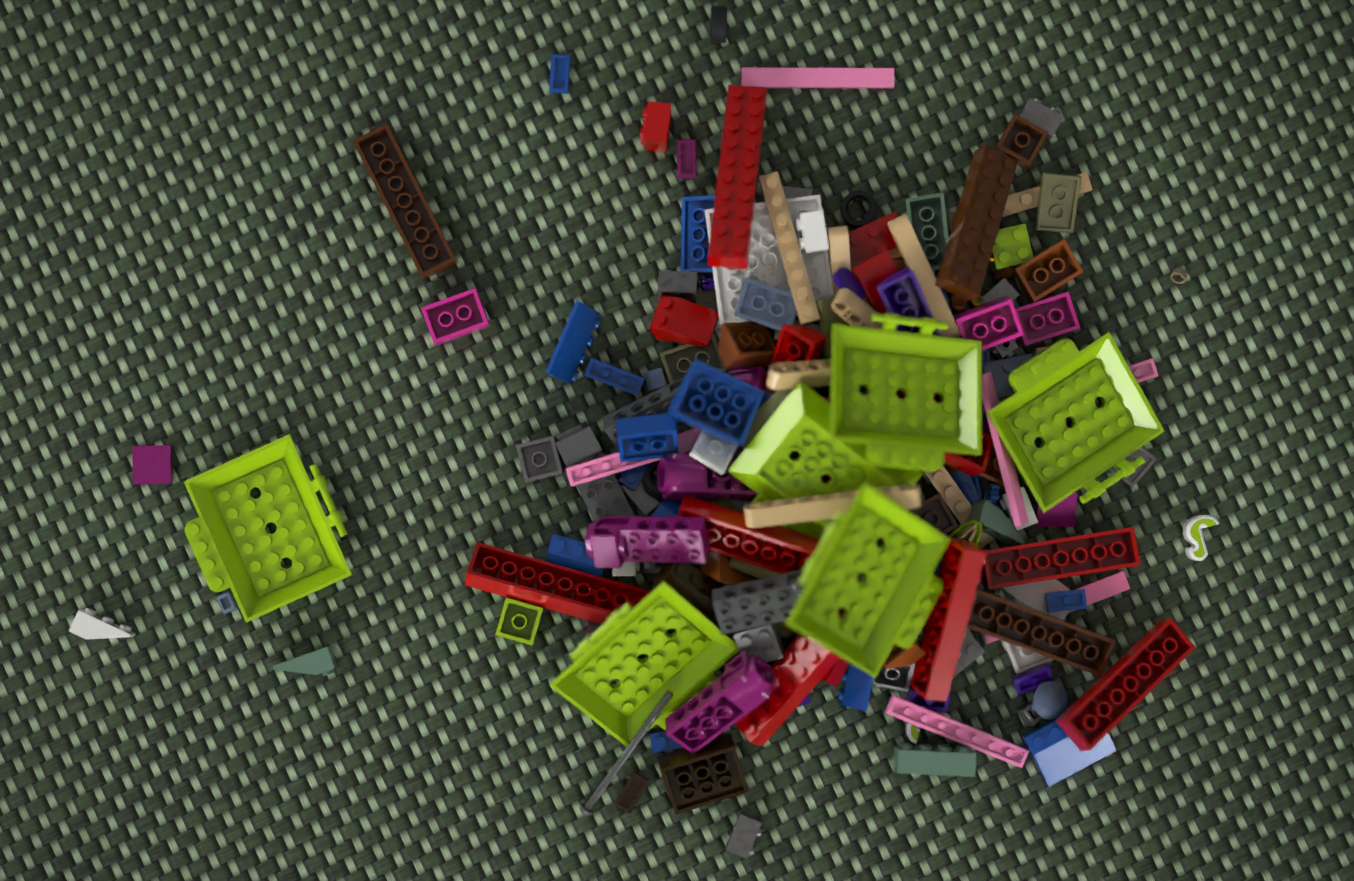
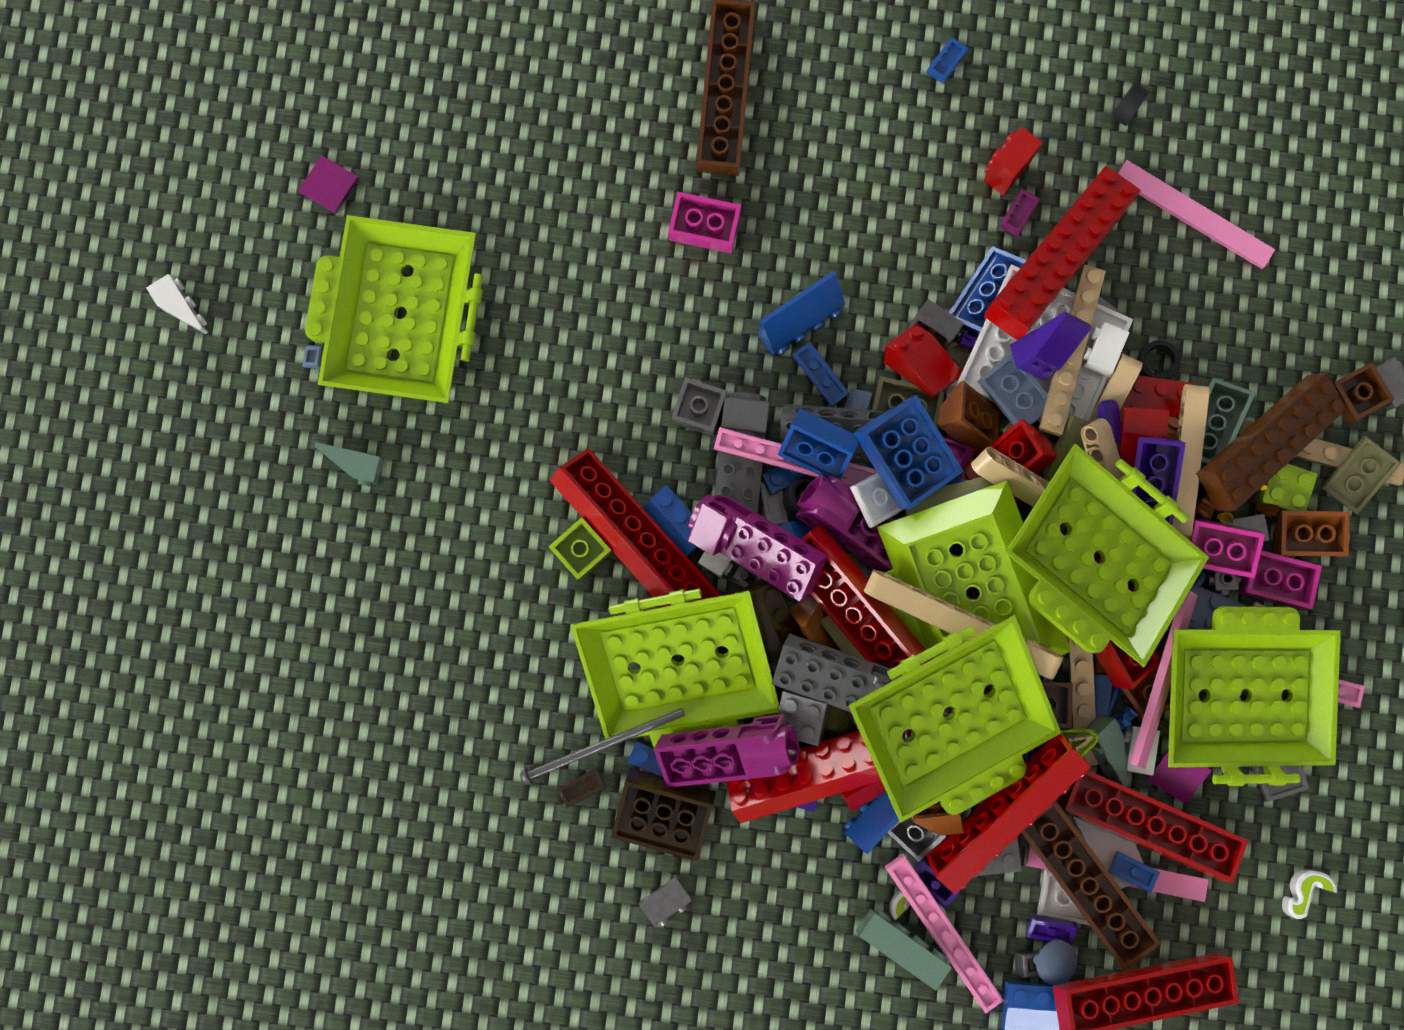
camera: 30 degrees right, 5 degrees down
(770, 260) = (1049, 345): none -> dark purple slope

